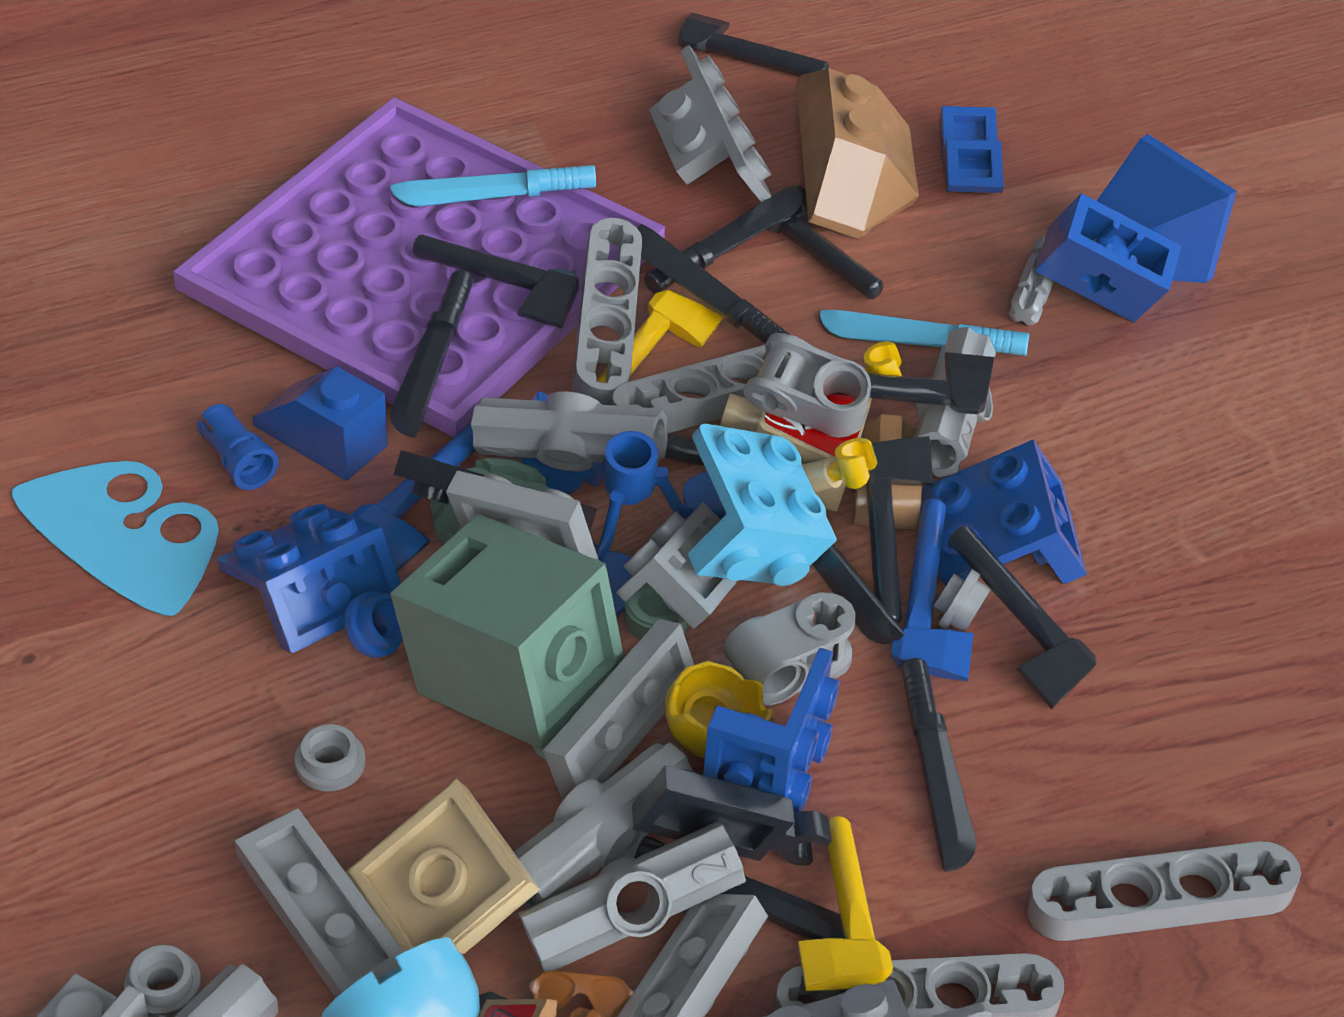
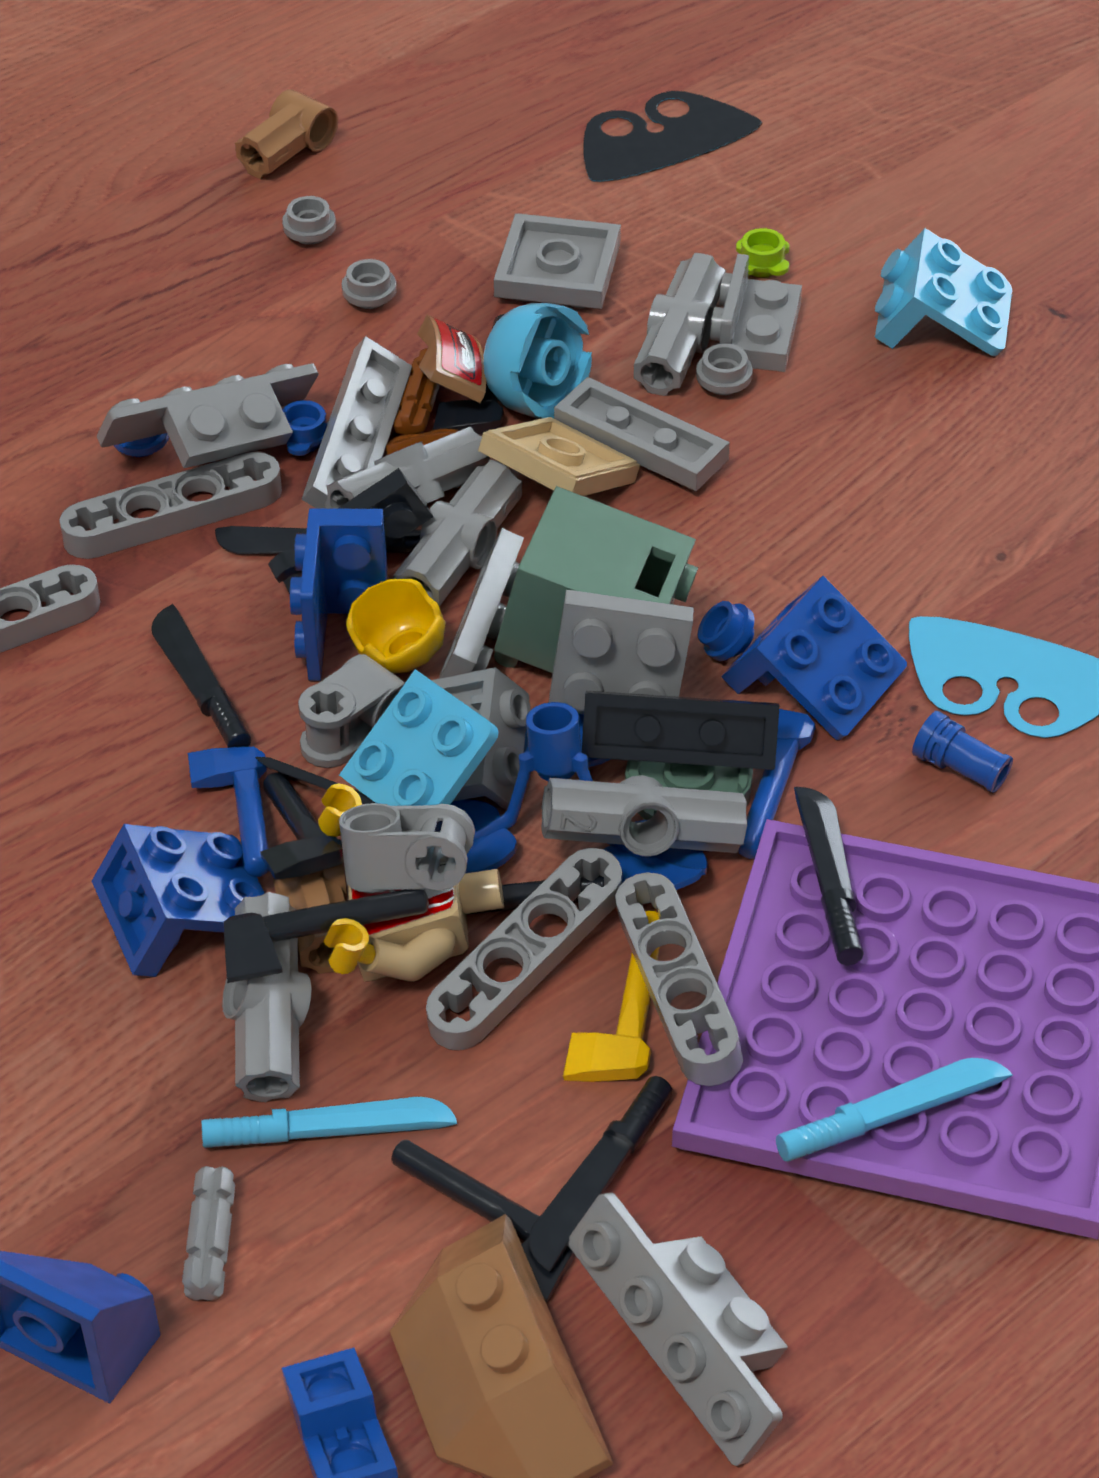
camera: 165 degrees right, 0 degrees up
(326, 744) = (705, 525): light grey plate -> none
(329, 420) = (899, 793): blue slope -> none
(551, 290) = (749, 989): black piece -> none
(704, 286) = (605, 1076): black piece -> none
(858, 957) = (222, 489): yellow piece -> none
(961, 600) = (207, 797): light grey plate -> none
(1064, 659) = (105, 788): black piece -> none
(1108, 258) = (123, 1208): blue brick -> none

